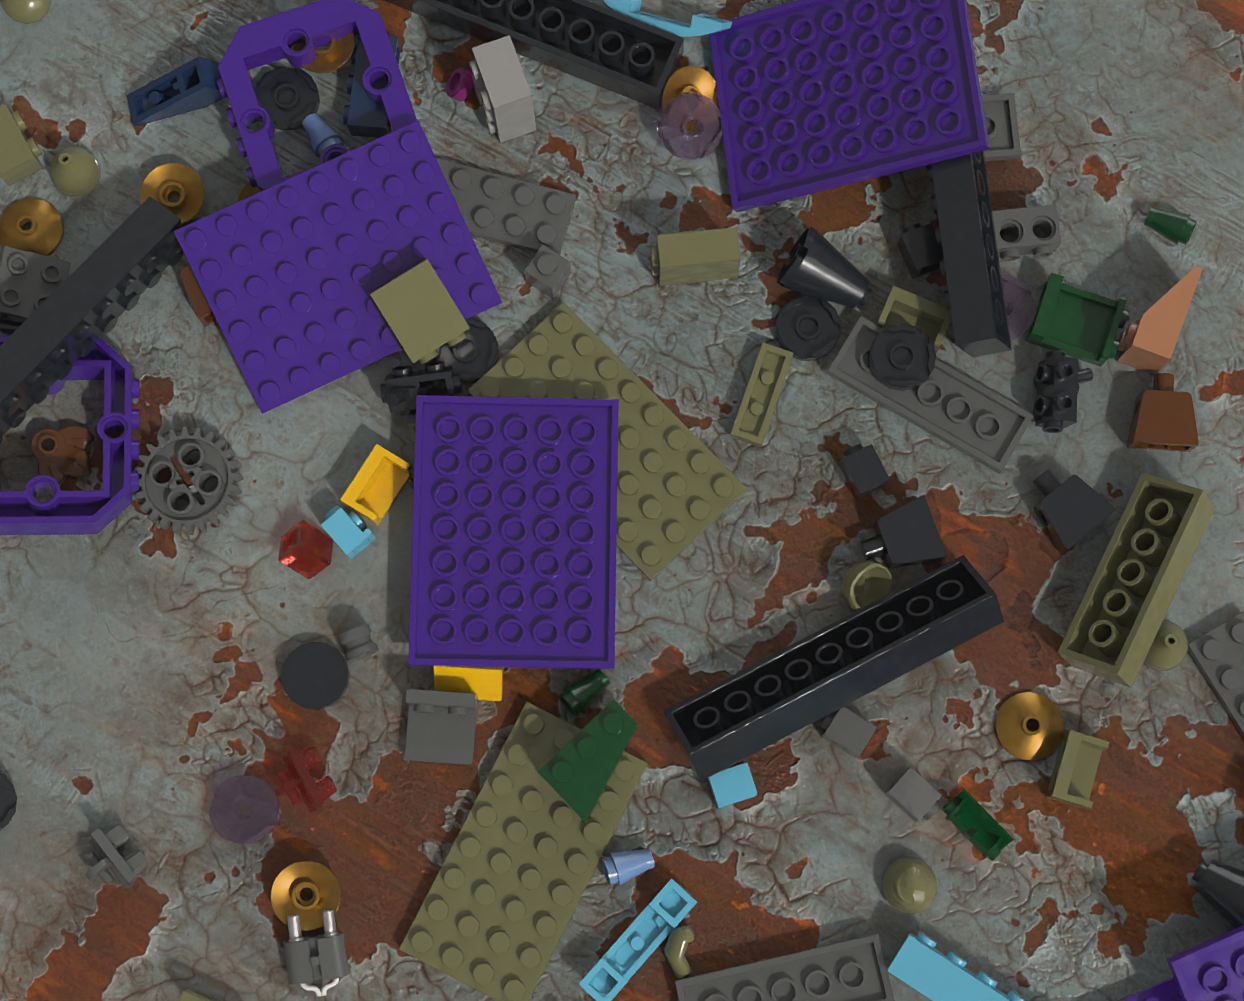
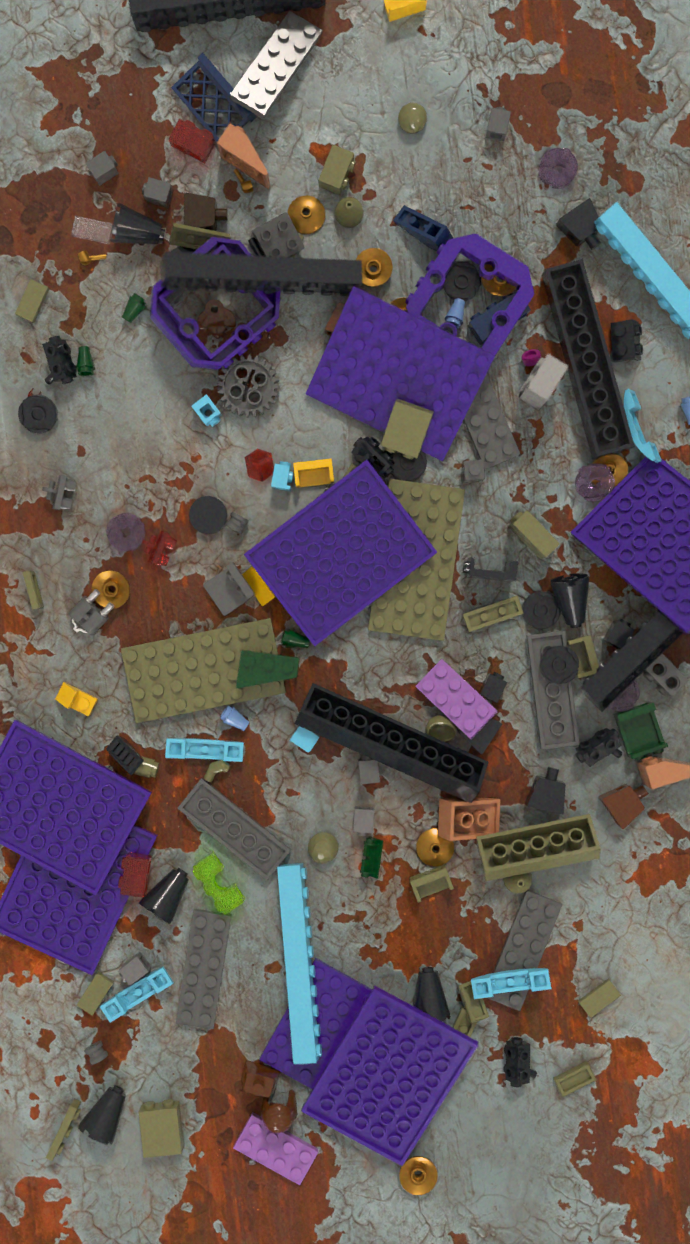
camera: 50 degrees right, 10 degrees up
(163, 560) = (204, 405): none -> medium azure brick
(724, 334) = (508, 575): none -> black panel
(841, 531) = (456, 699): none -> medium lavender plate
(1022, 648) = (468, 820): none -> nougat slope

